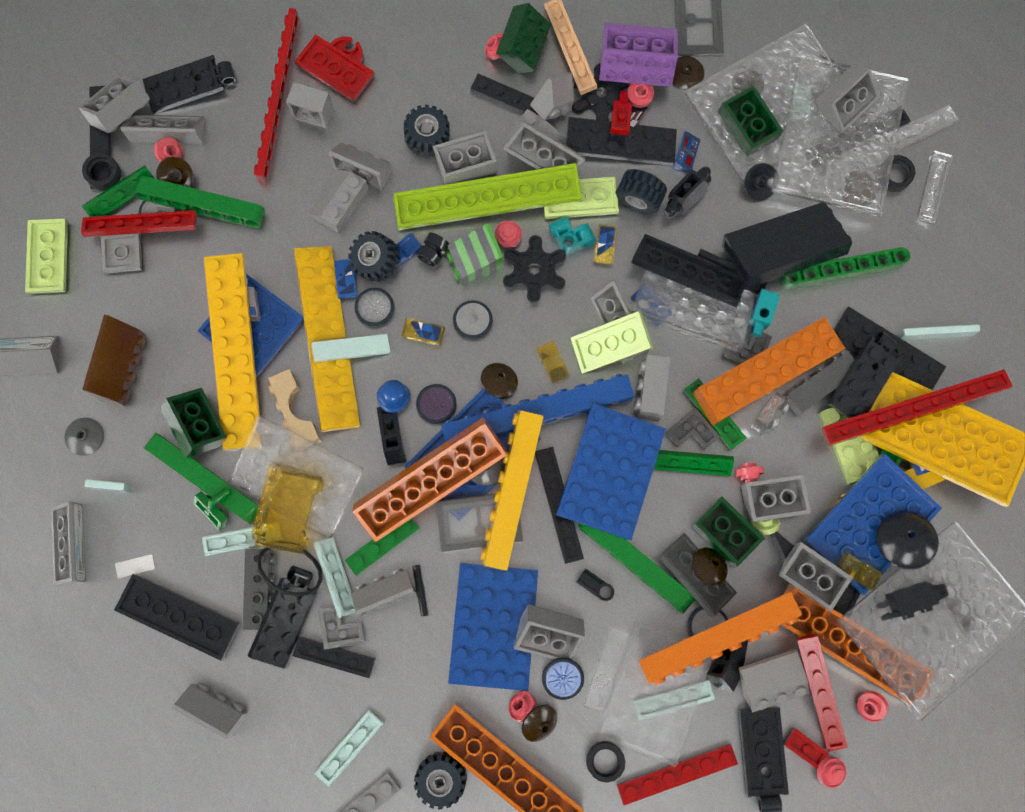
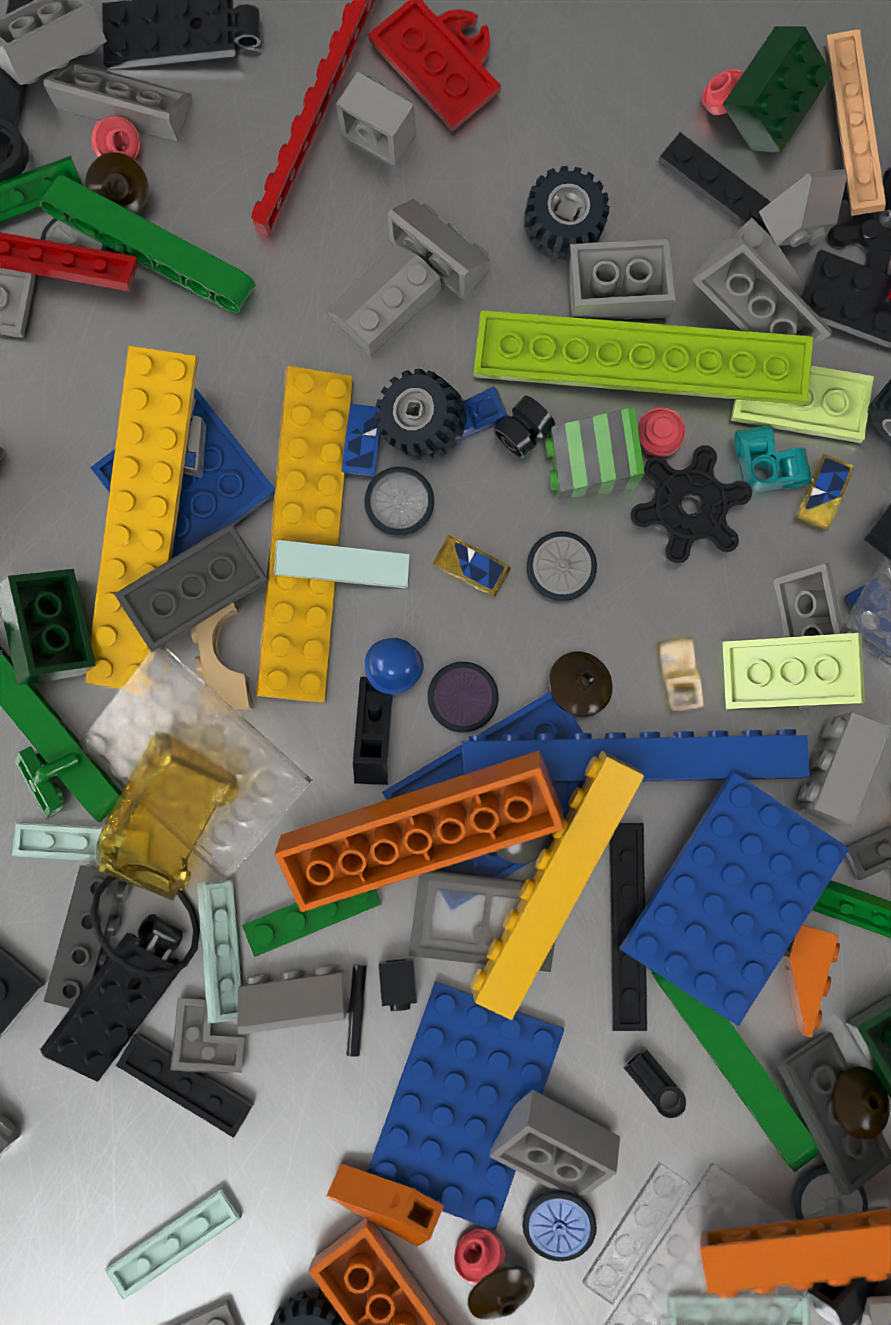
camera: 20 degrees right, 5 degrees up
(270, 380) = (191, 587): none -> dark grey tile
(439, 568) = (398, 983): none -> black brick
(463, 690) = (386, 1203): none -> orange slope
(660, 497) = (807, 971): none -> orange slope

